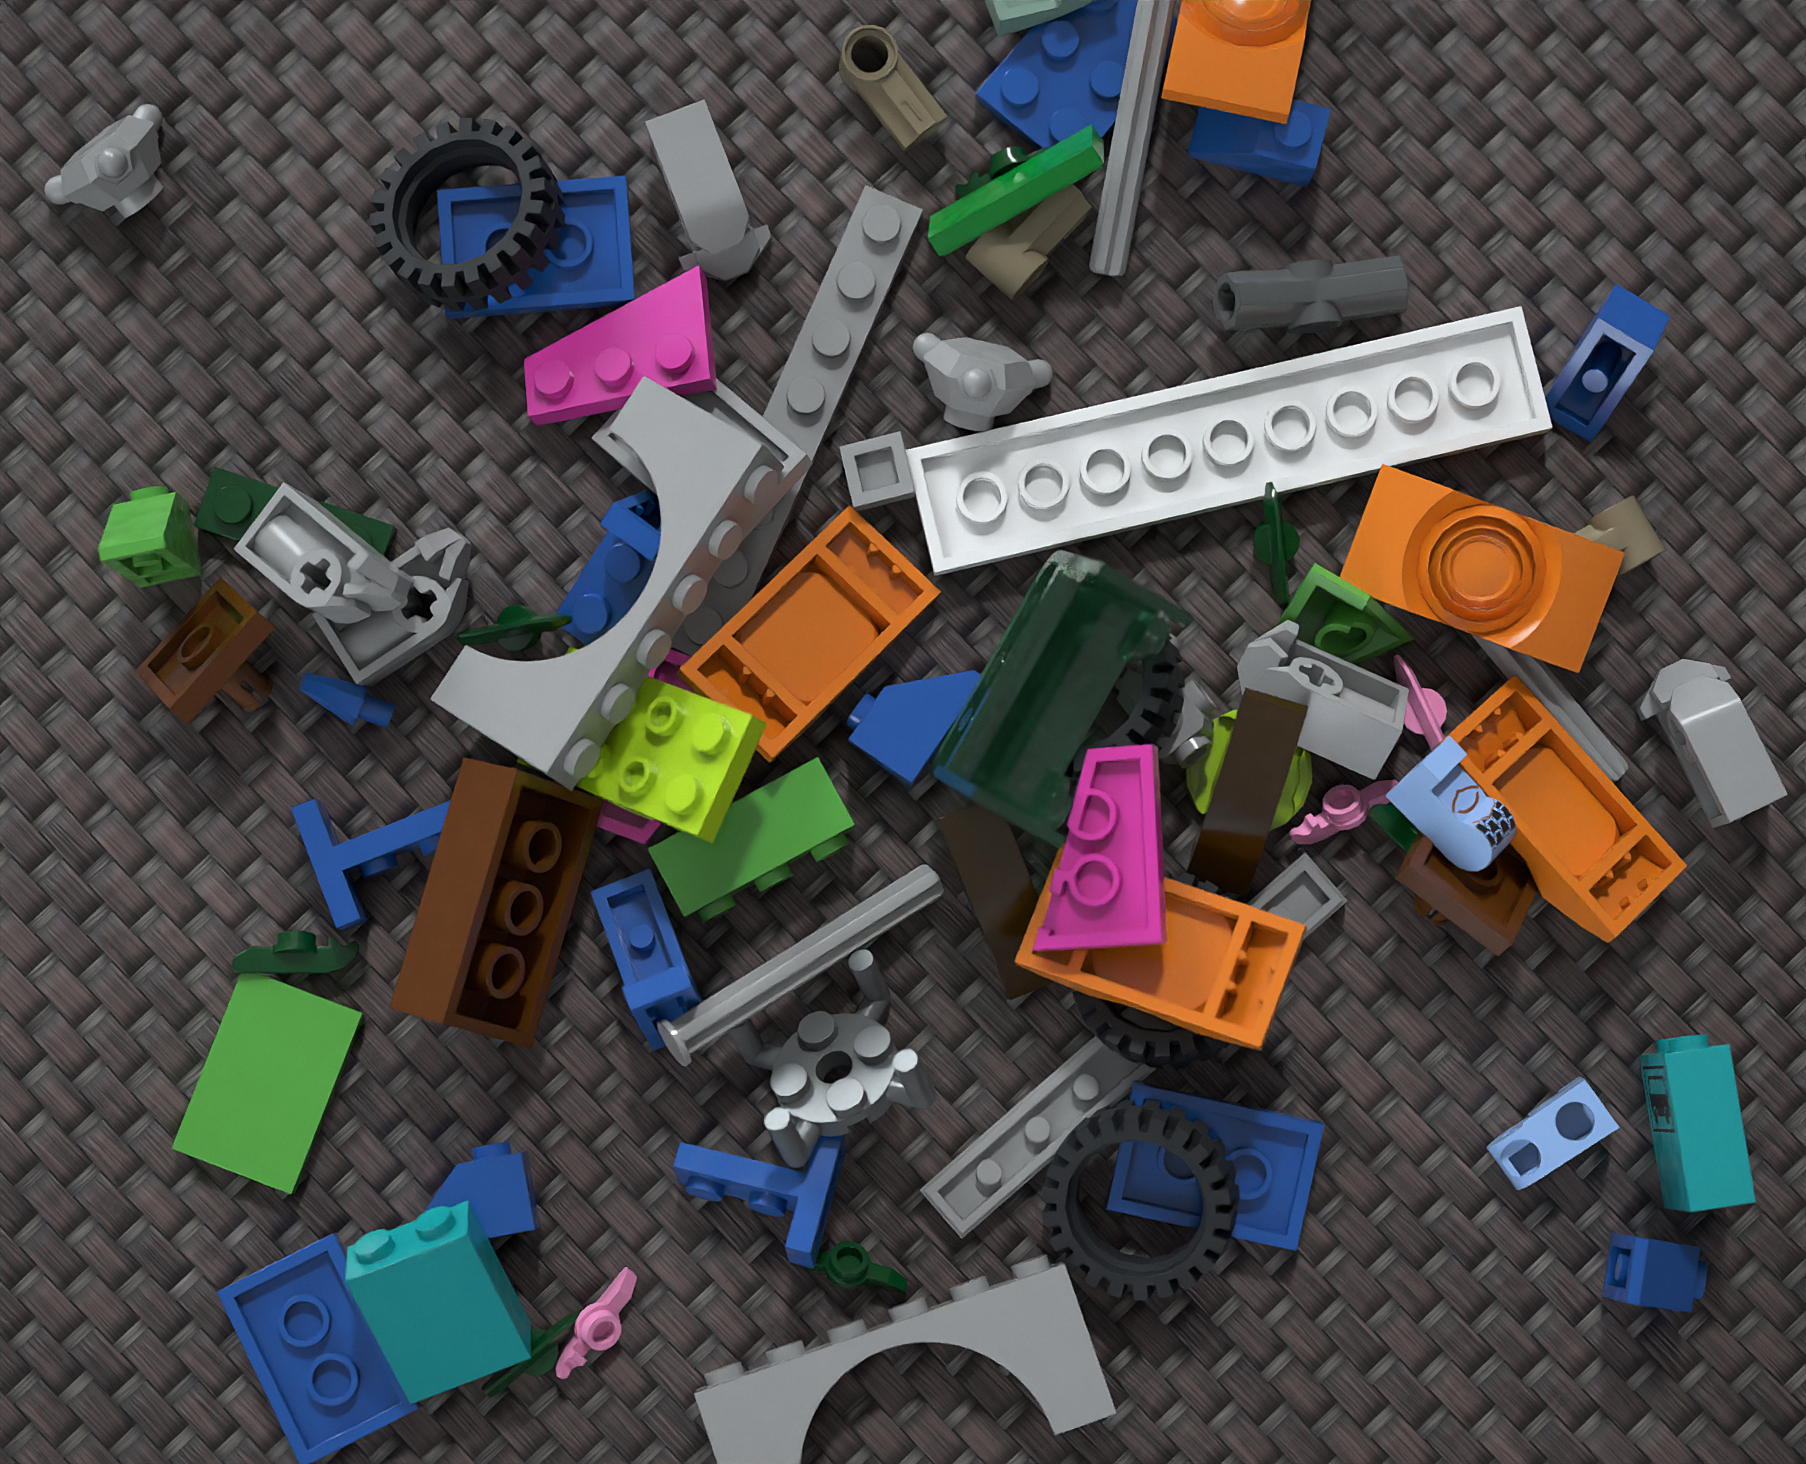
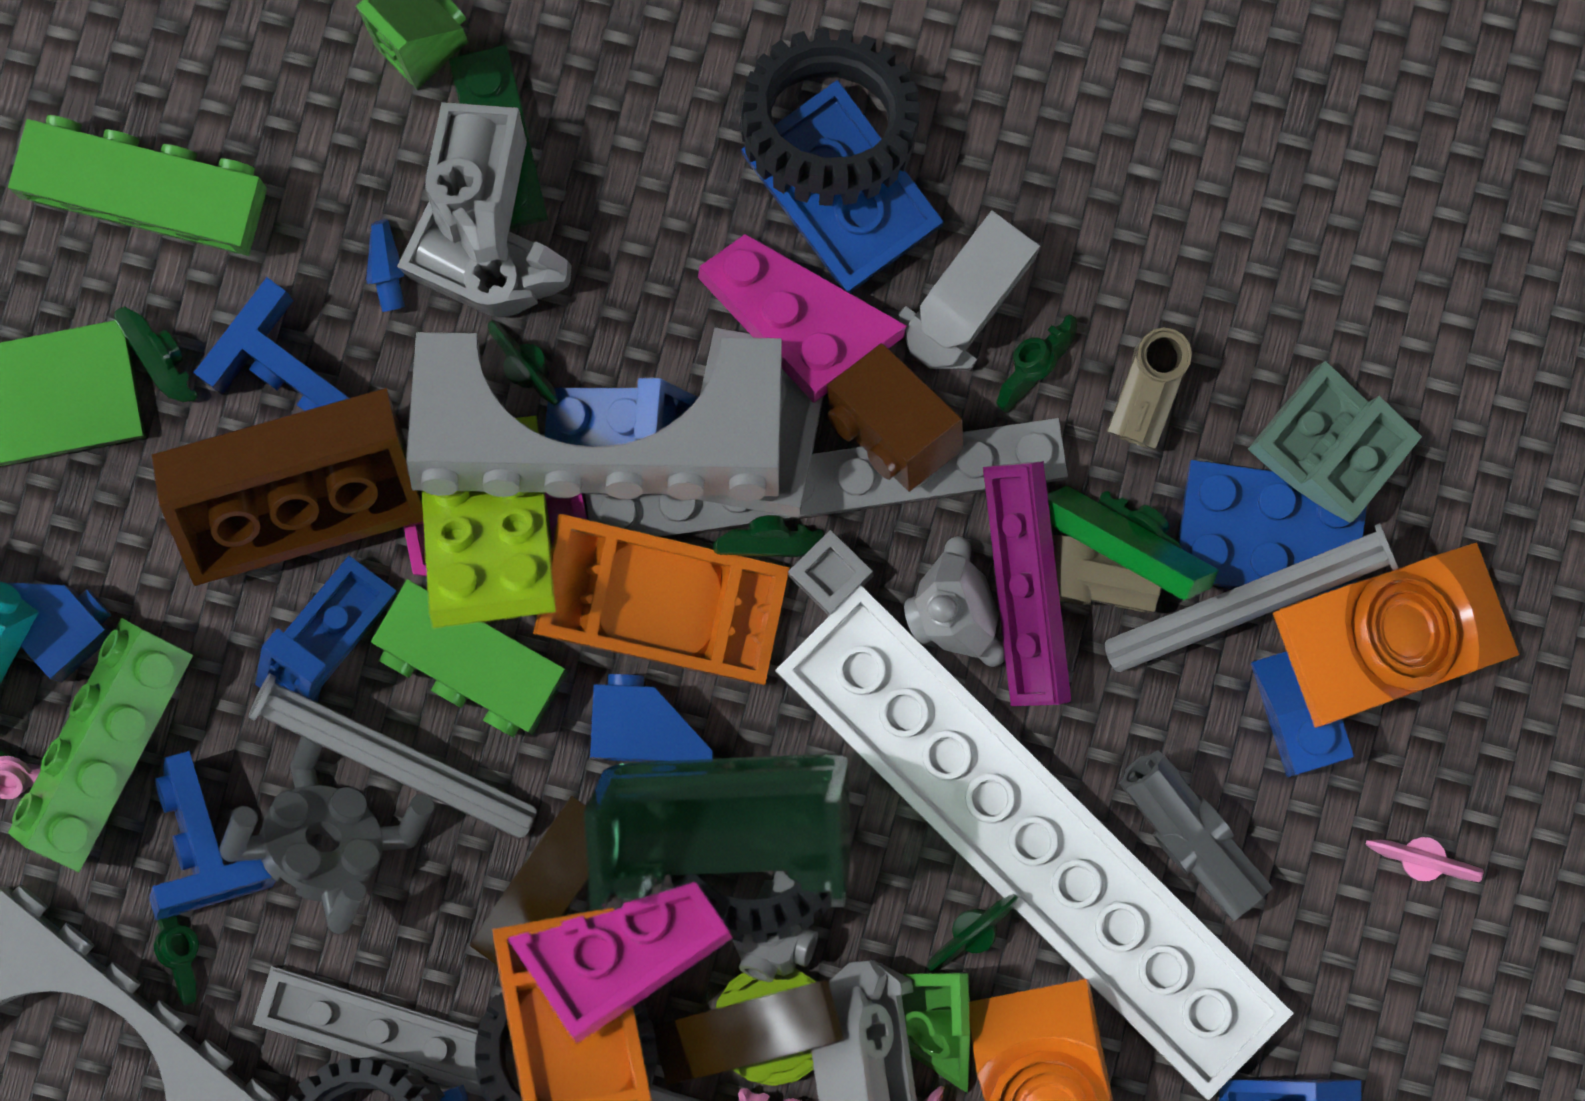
camera: 60 degrees right, 0 degrees up
(131, 876) = (137, 185): none -> bright green brick
(209, 654) = (351, 135): reddish brown tile -> none
(622, 1221) = (99, 745): none -> bright green brick
(776, 325) = (894, 418): none -> reddish brown brick
(801, 175) = (1036, 360): none -> dark green piece
(811, 506) = (767, 537): none -> dark green piece
(997, 301) = (1027, 584): none -> magenta tile
(1455, 110) = (1425, 859): none -> bright pink piece

